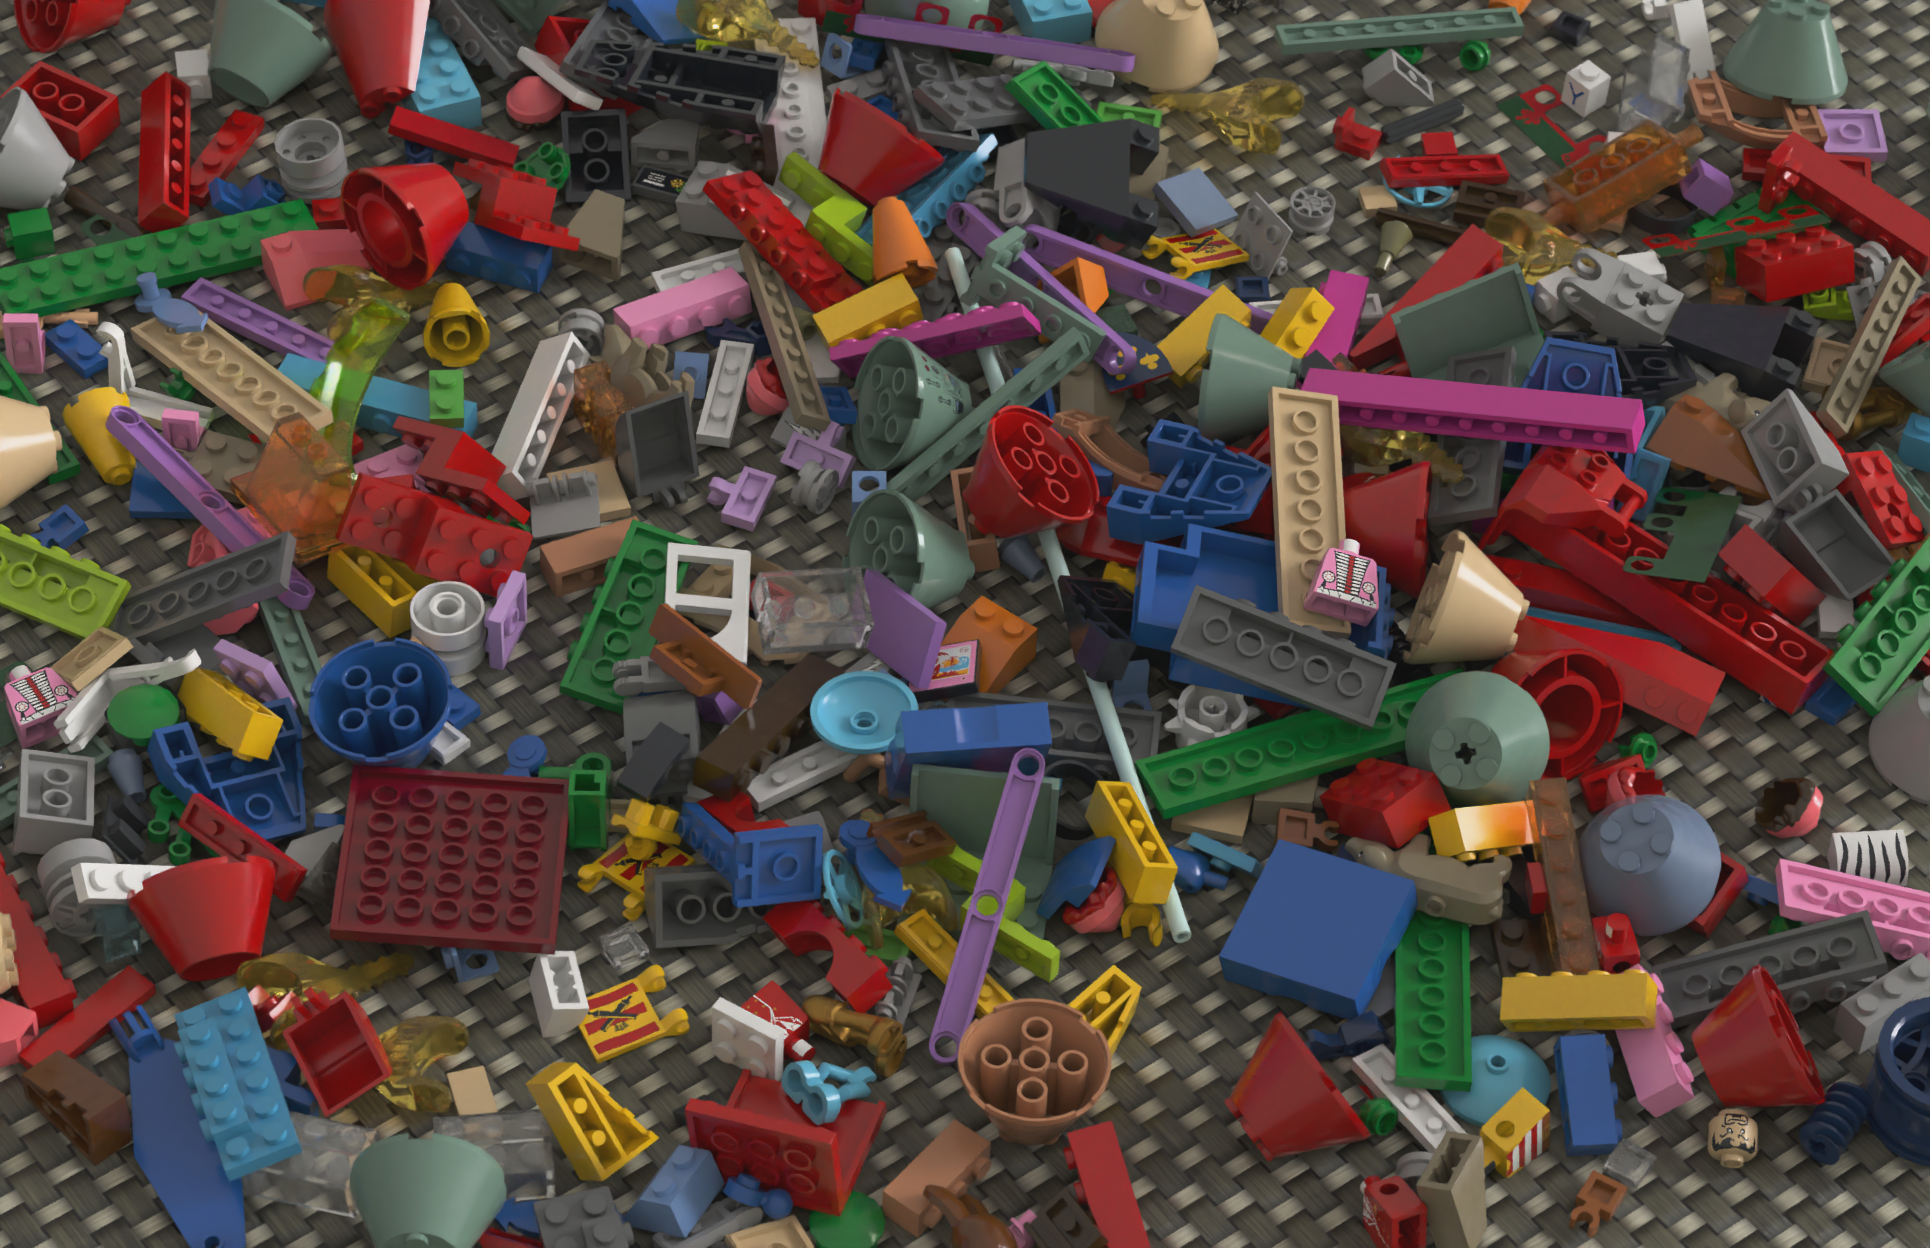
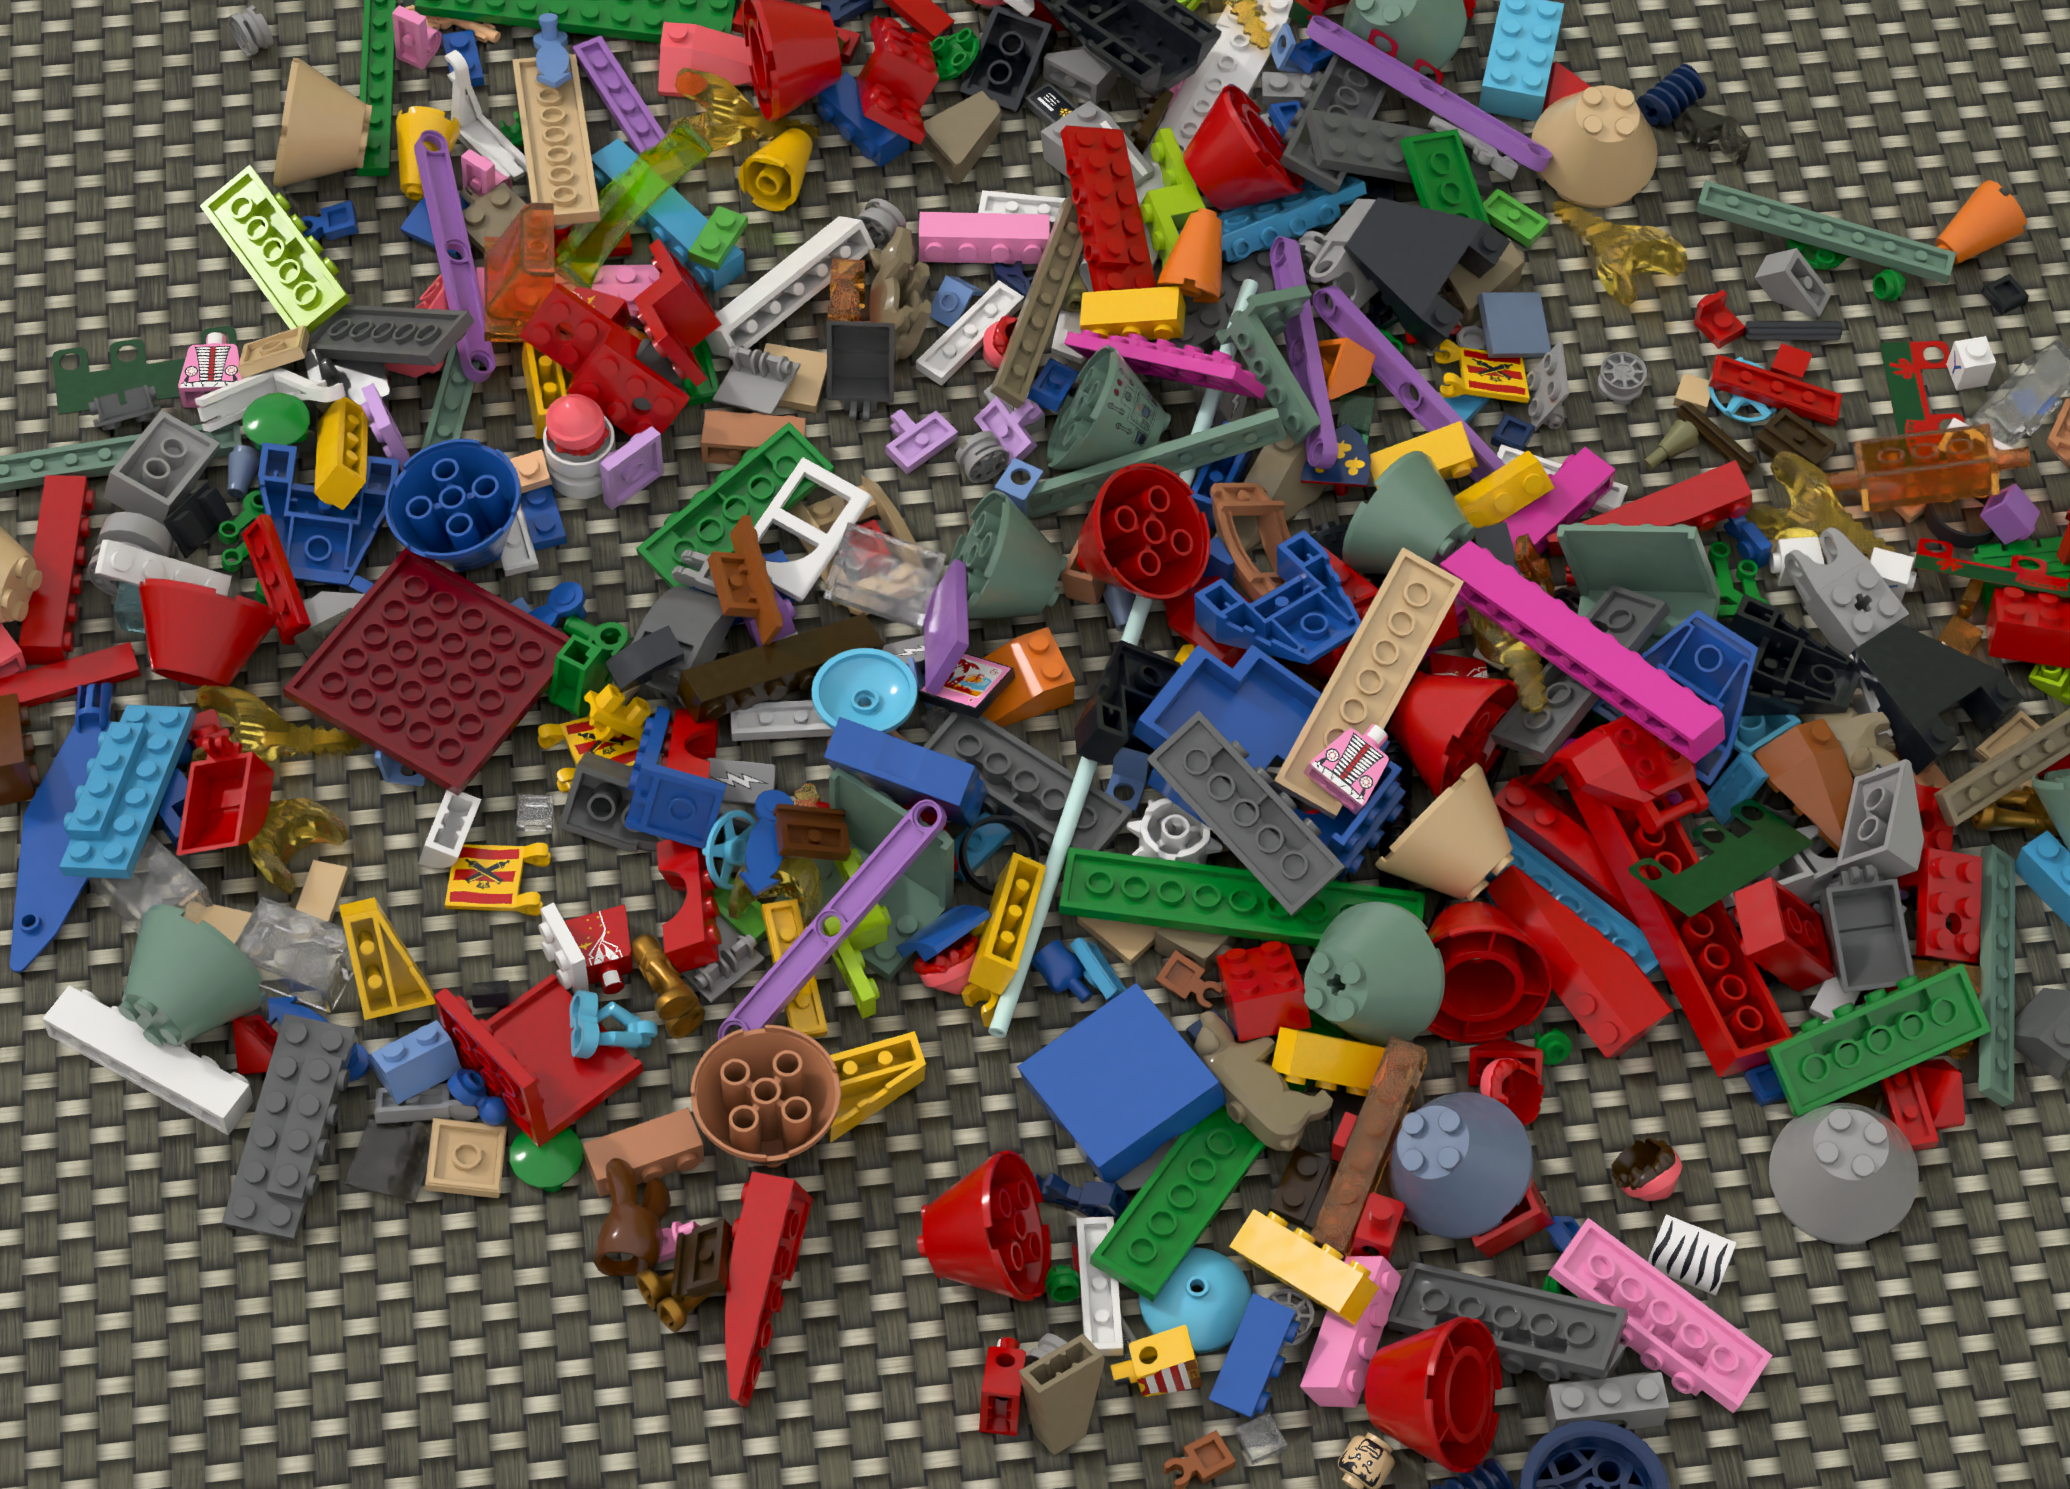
camera: 30 degrees right, 10 degrees up
(443, 596) = (576, 425): none -> coral hair

